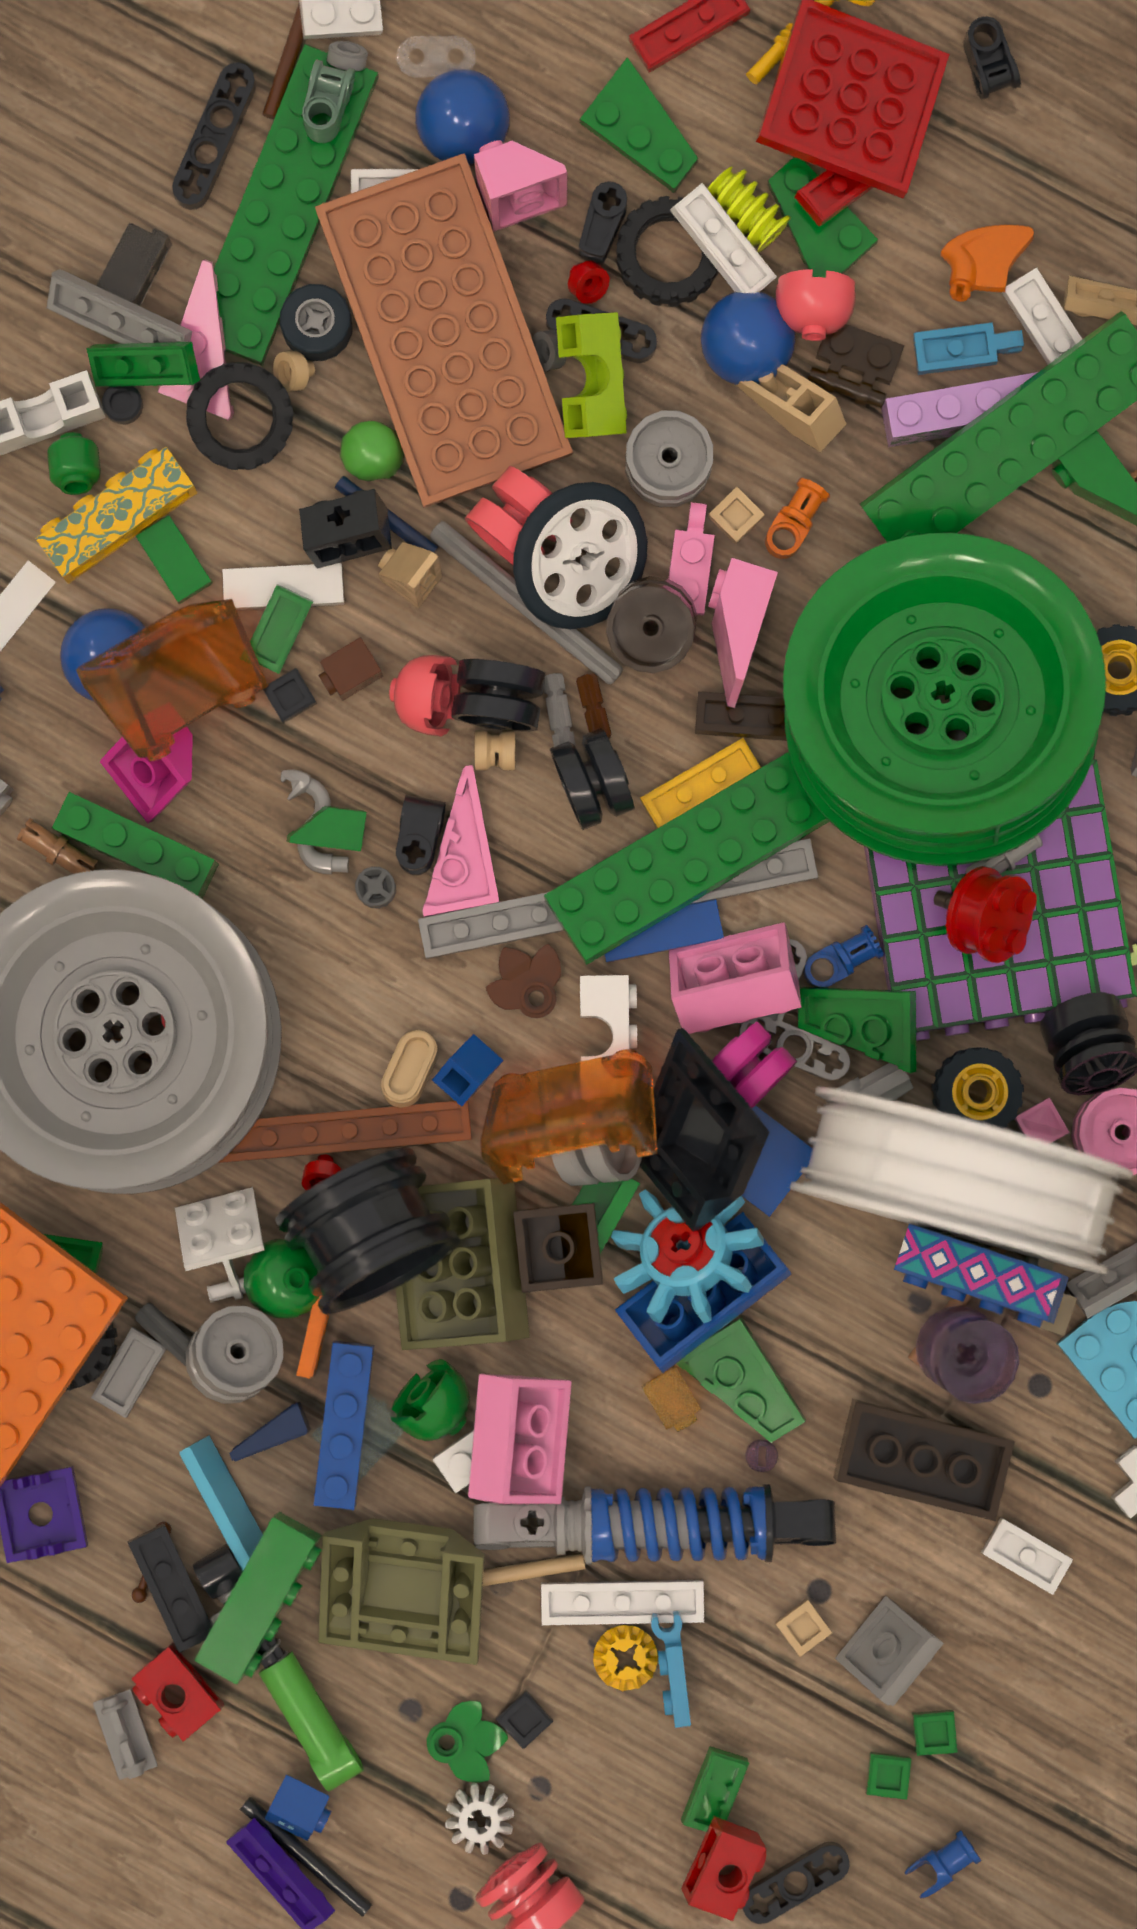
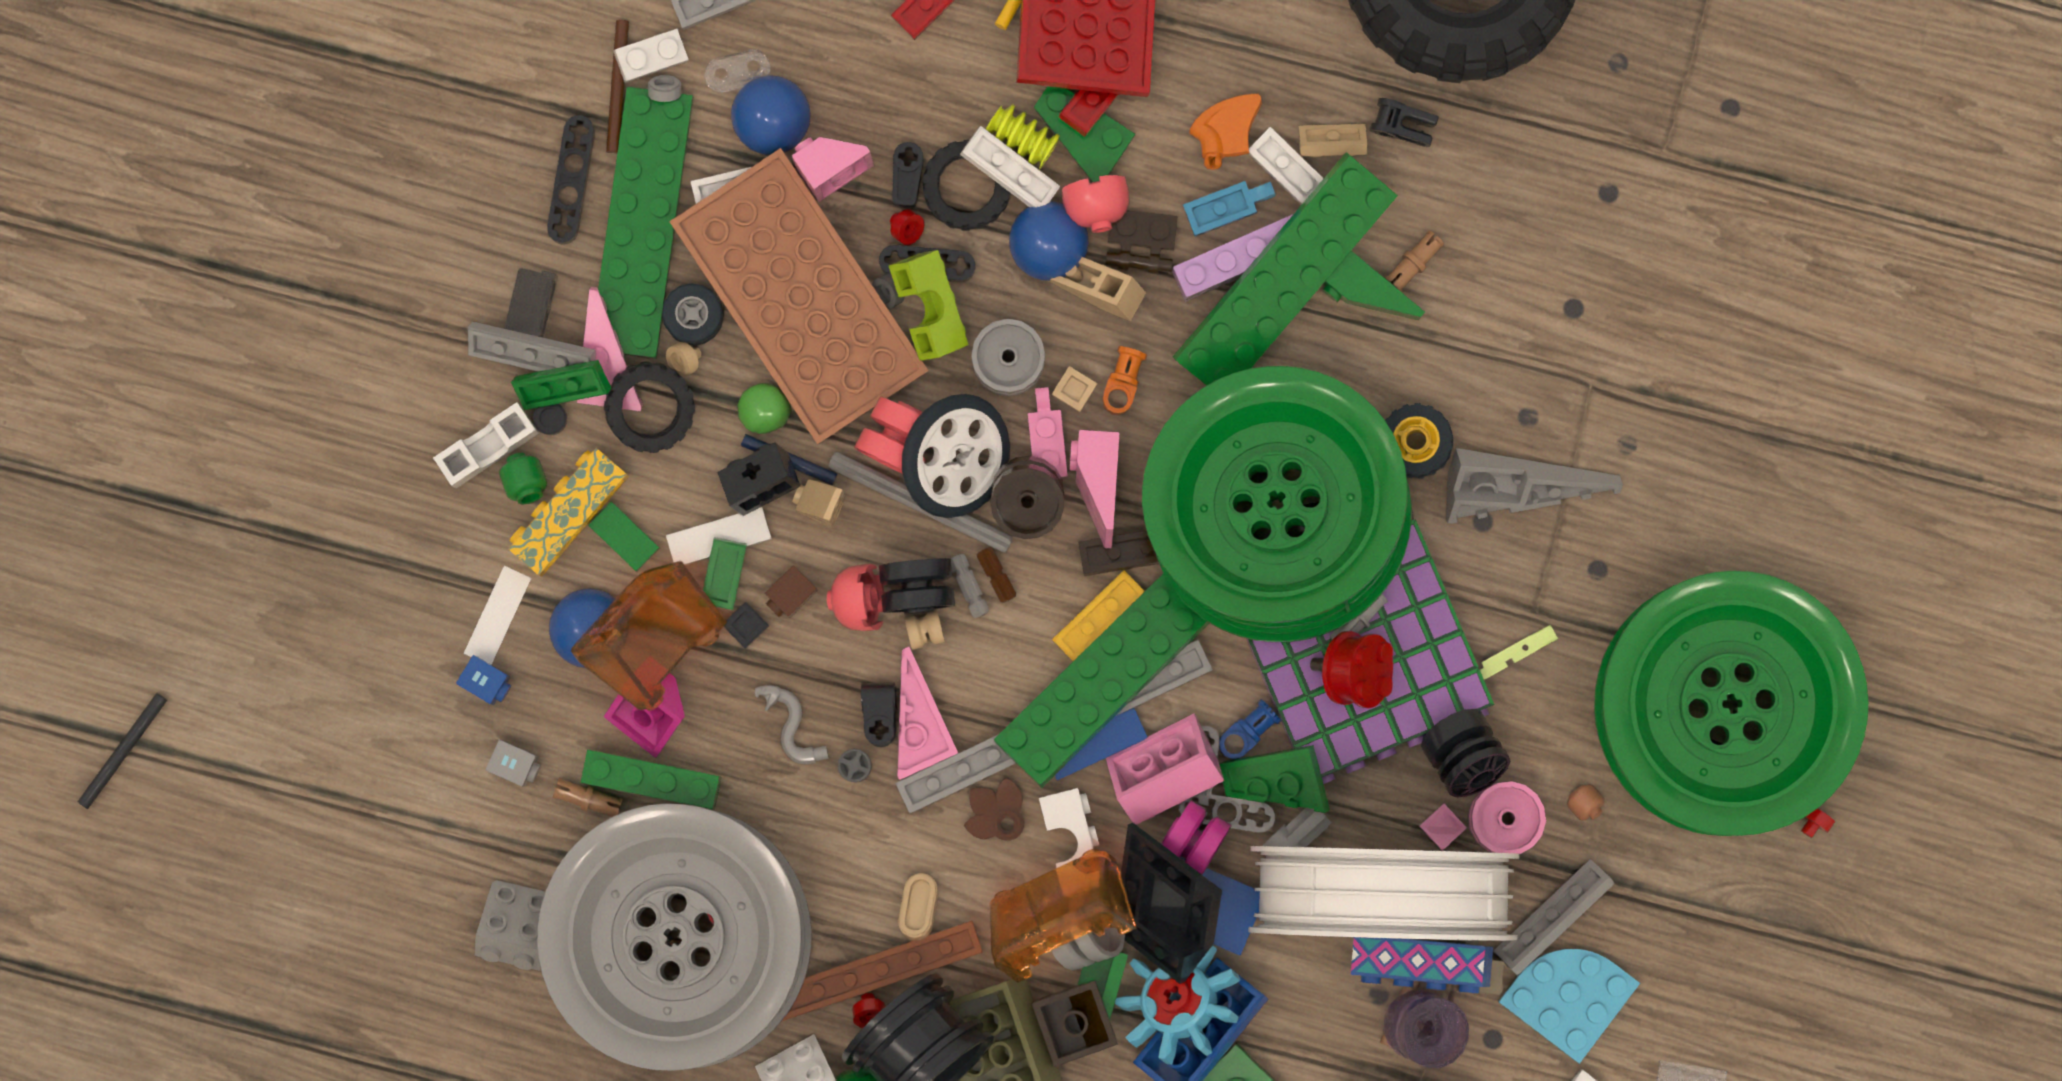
camera: 10 degrees left, 0 degrees up
(327, 94) = (657, 124): sand green piece -> none
(332, 829) = (807, 726): green tile -> none
(467, 1070) = (966, 896): blue brick -> none
(596, 777) = (1012, 633): black wheel -> none
(639, 128) = (918, 89): green wing -> none
(998, 1076) = (1404, 806): wheel -> none

